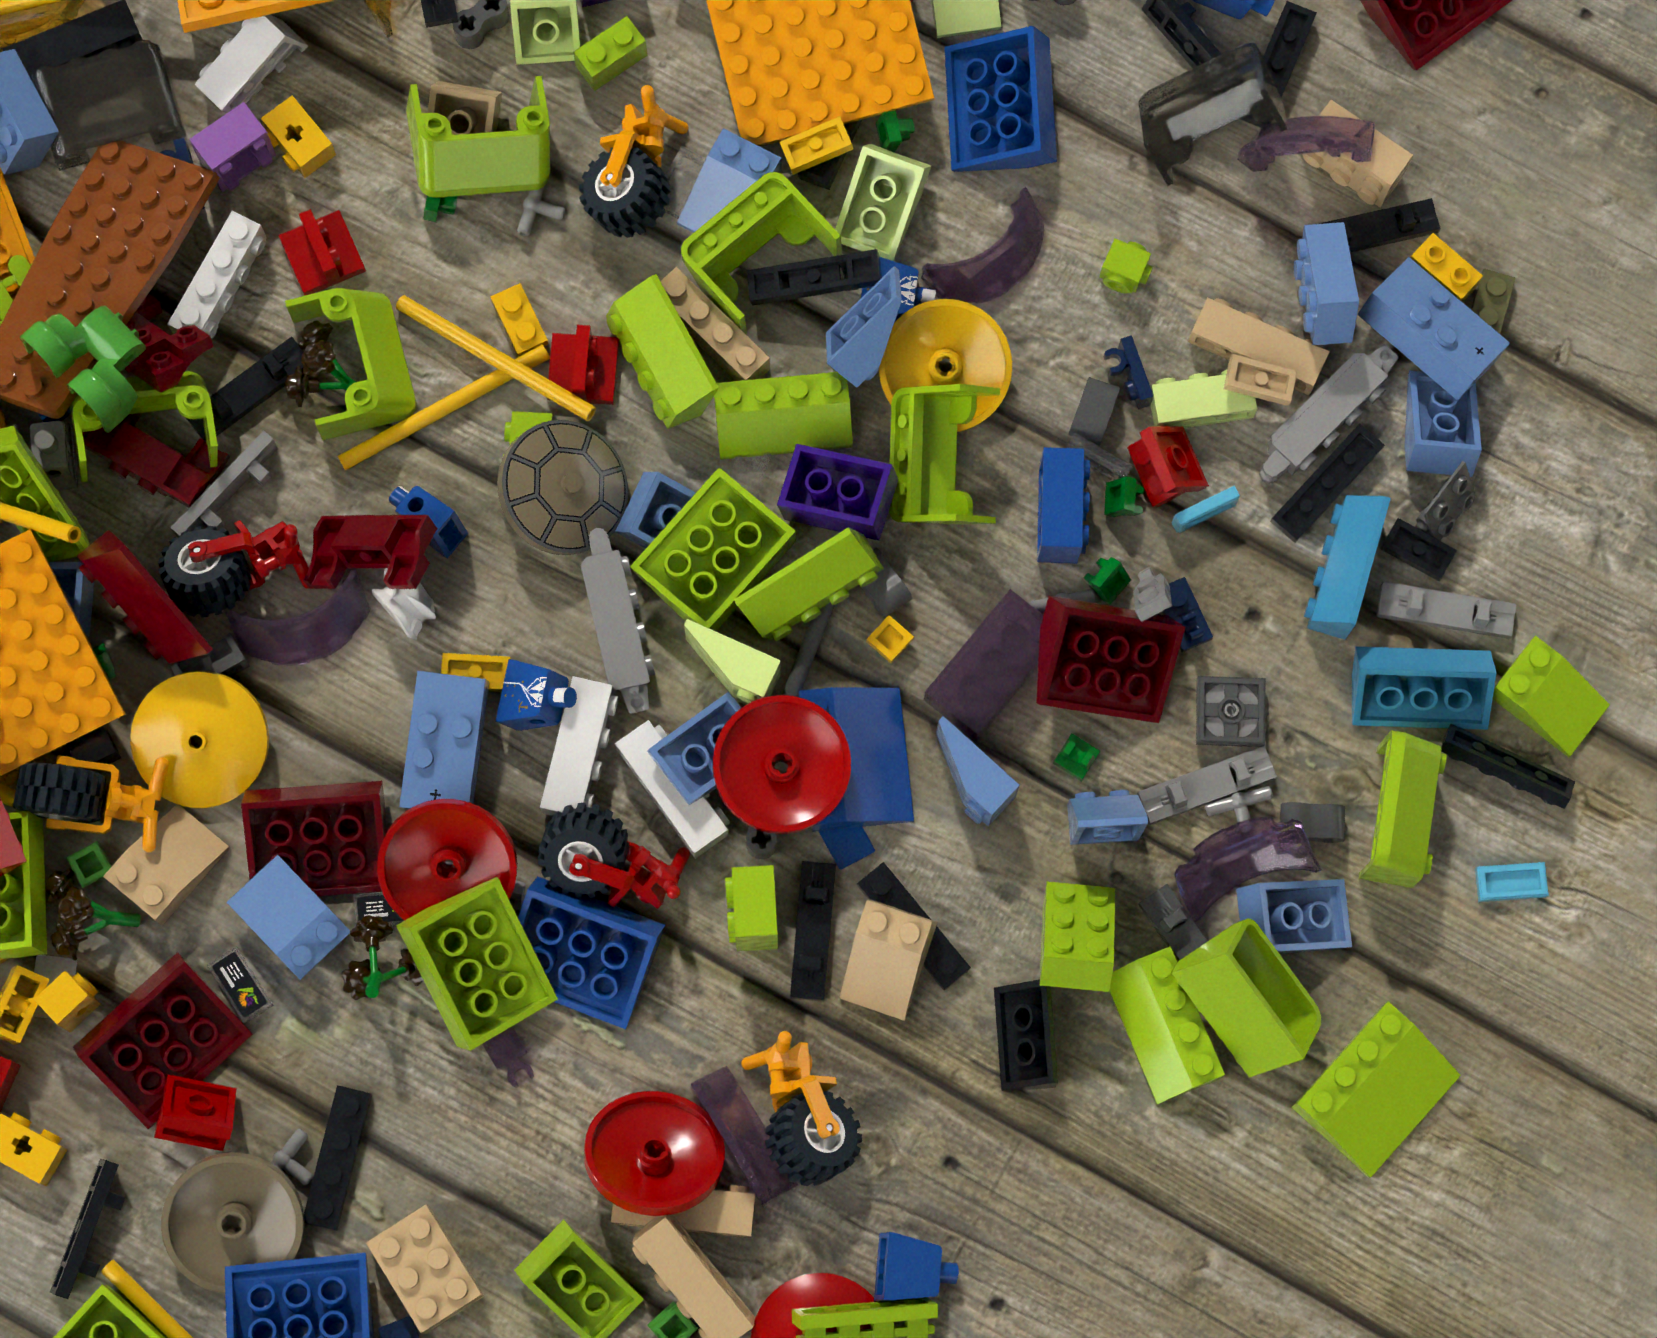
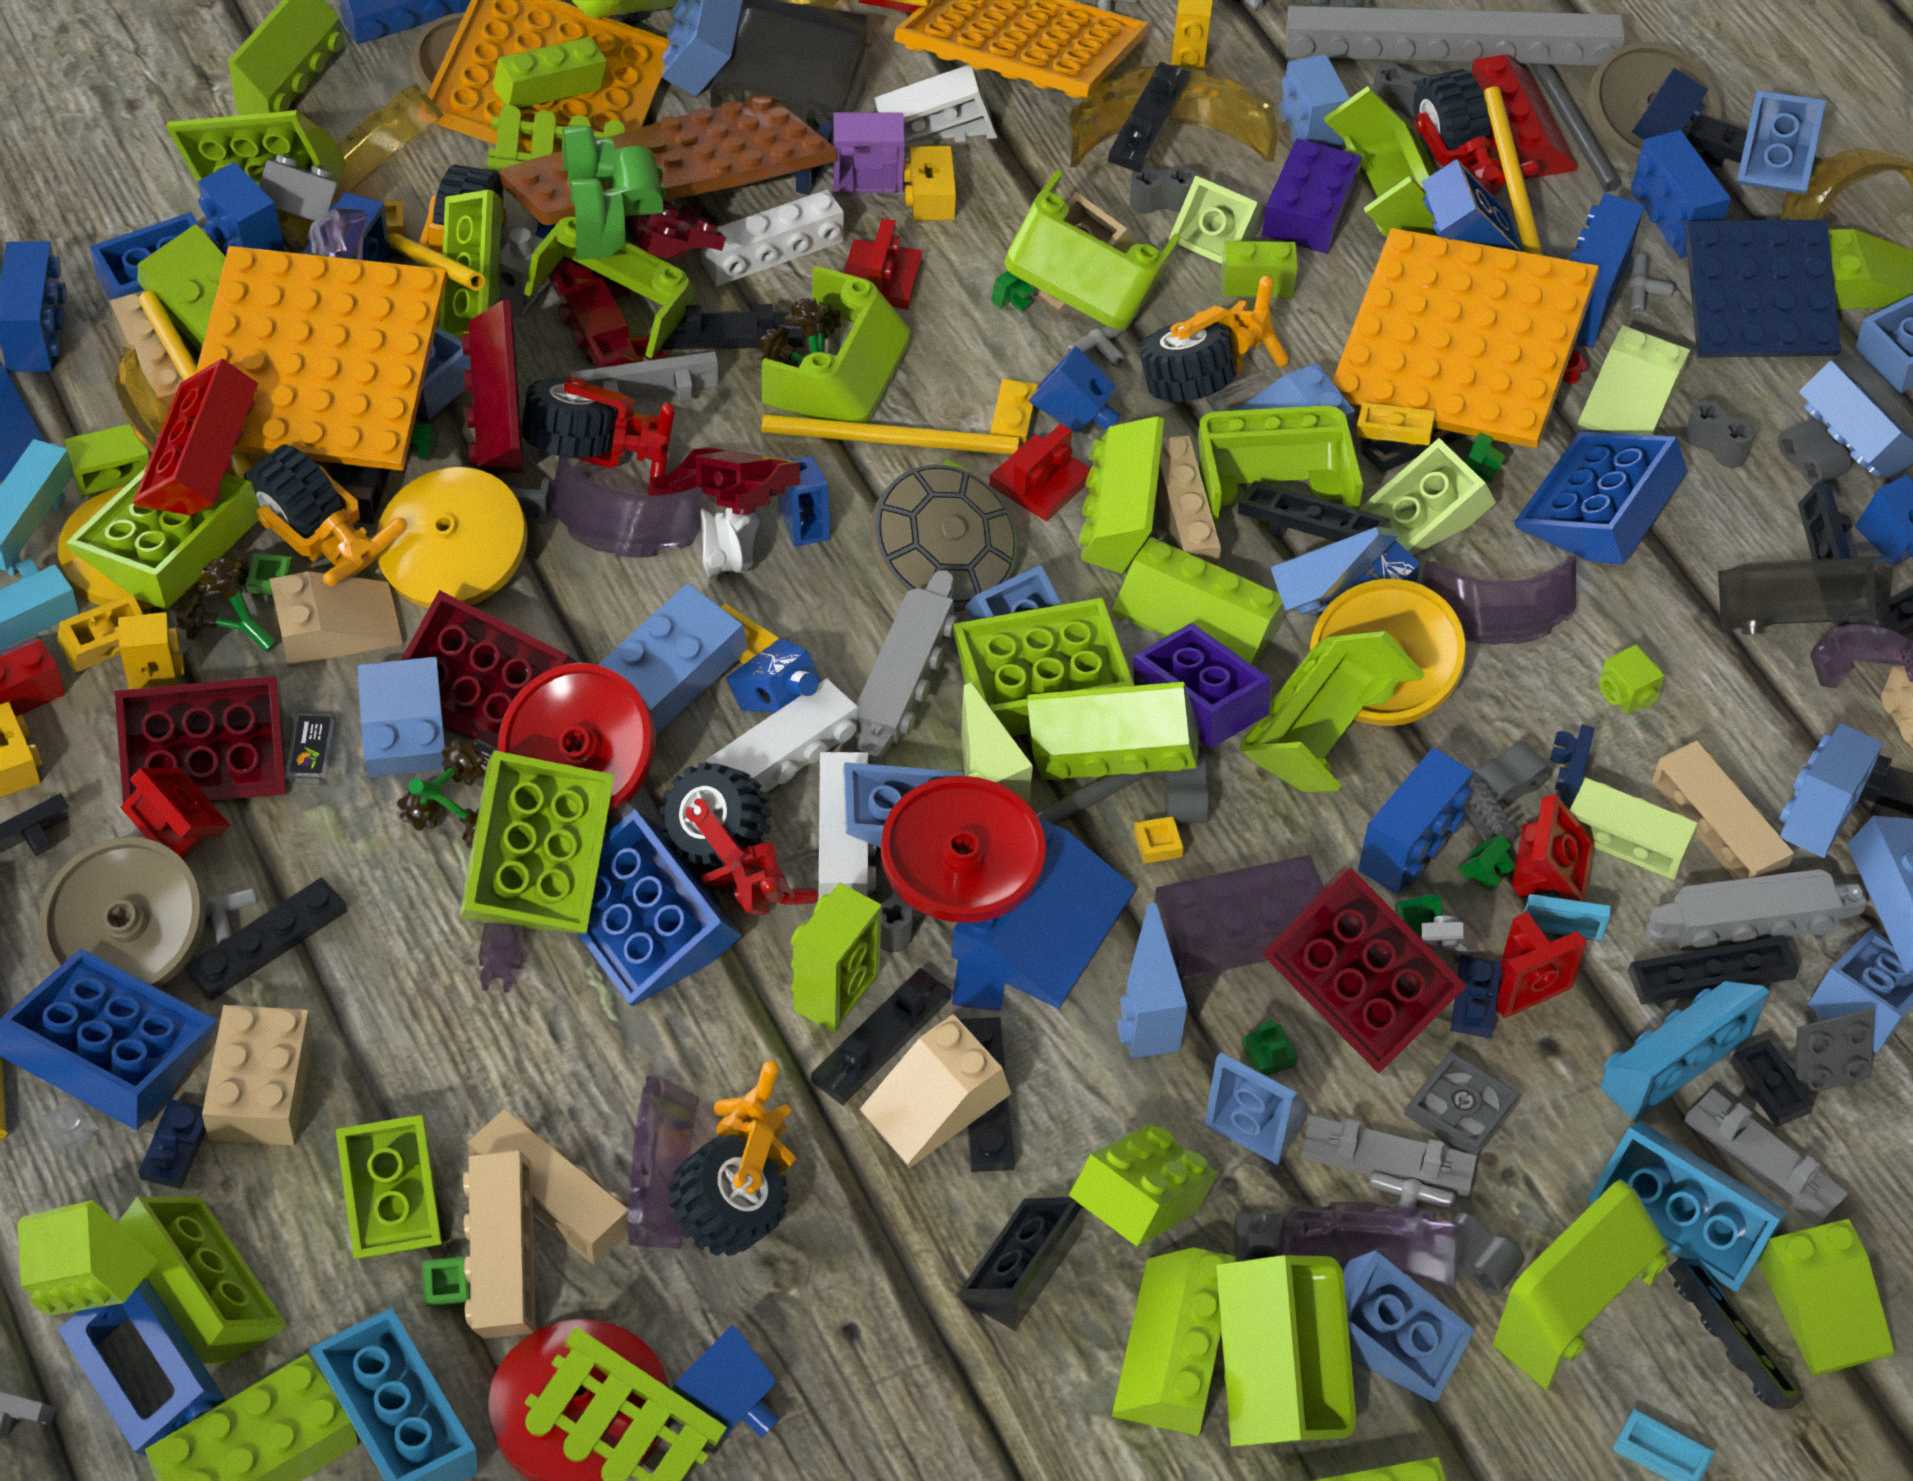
camera: 35 degrees right, 25 degrees down
(496, 358) = (968, 420): yellow piece -> none
(561, 280) = (1076, 393): none -> blue torso
(654, 1153) = (559, 1107): red dish -> none
(1209, 570) = (1535, 967): none -> red bracket
(1260, 379) = (1702, 828): tan plate -> none

